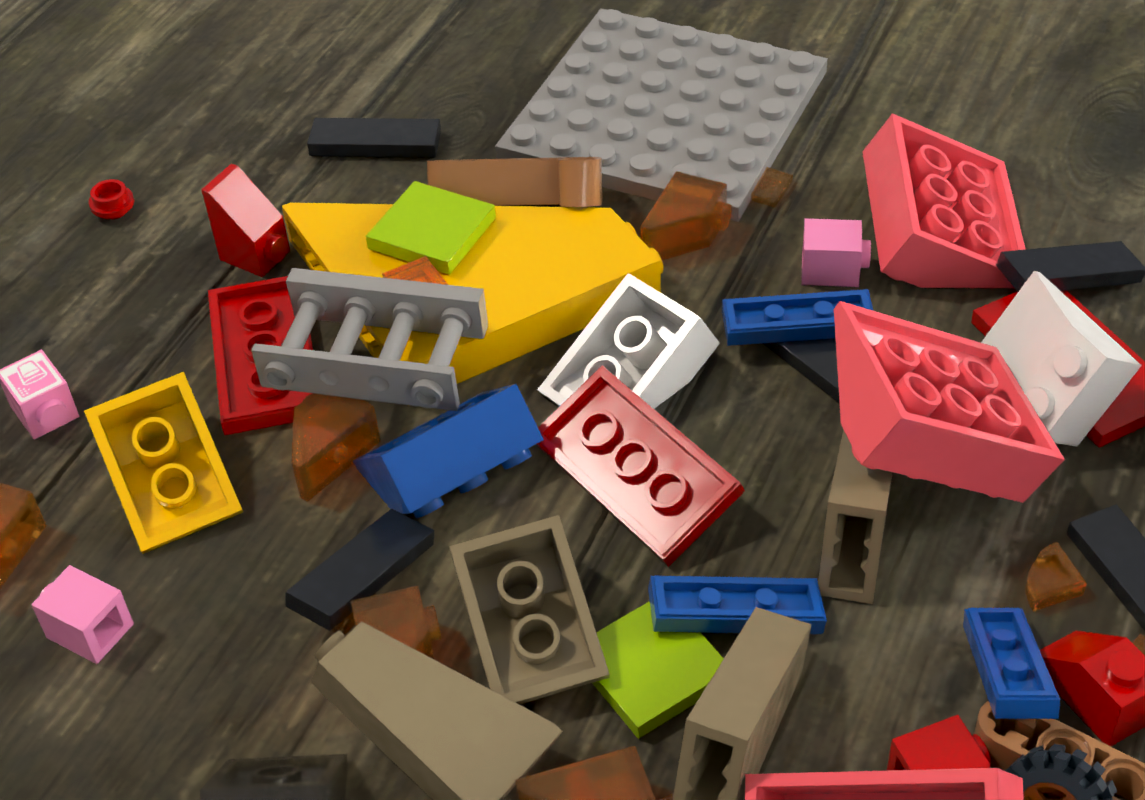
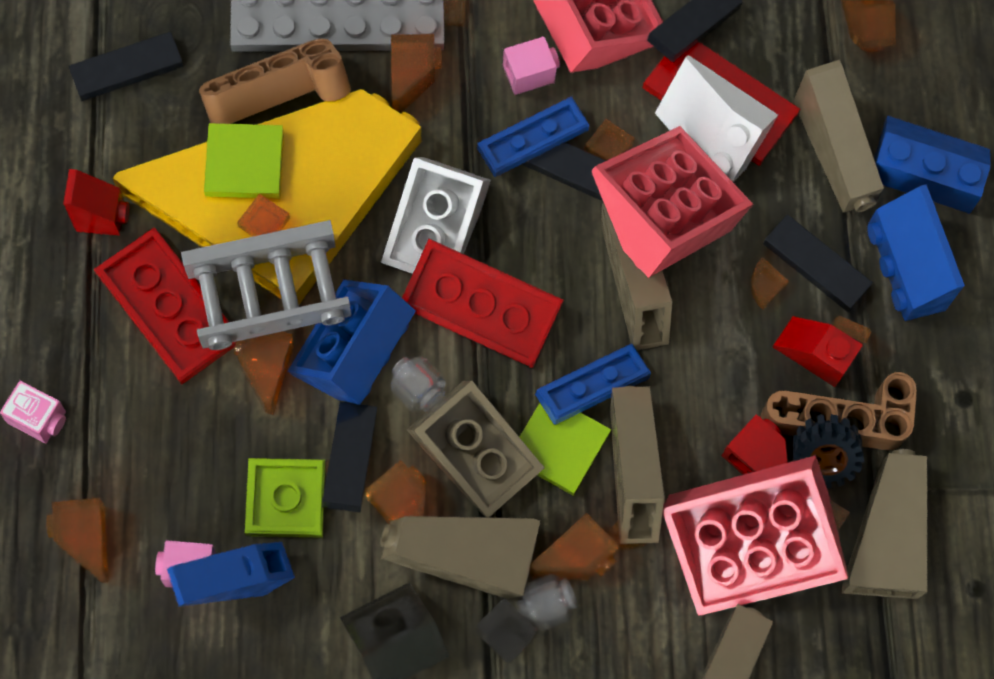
camera: 35 degrees left, 25 degrees up
(111, 626) = (231, 574): none -> blue slope
(163, 462) = (166, 432): yellow slope -> none
(246, 593) = (285, 497): none -> lime tile
(495, 508) = (417, 383): none -> clear head
(1010, 664) = (769, 363): blue tile -> none

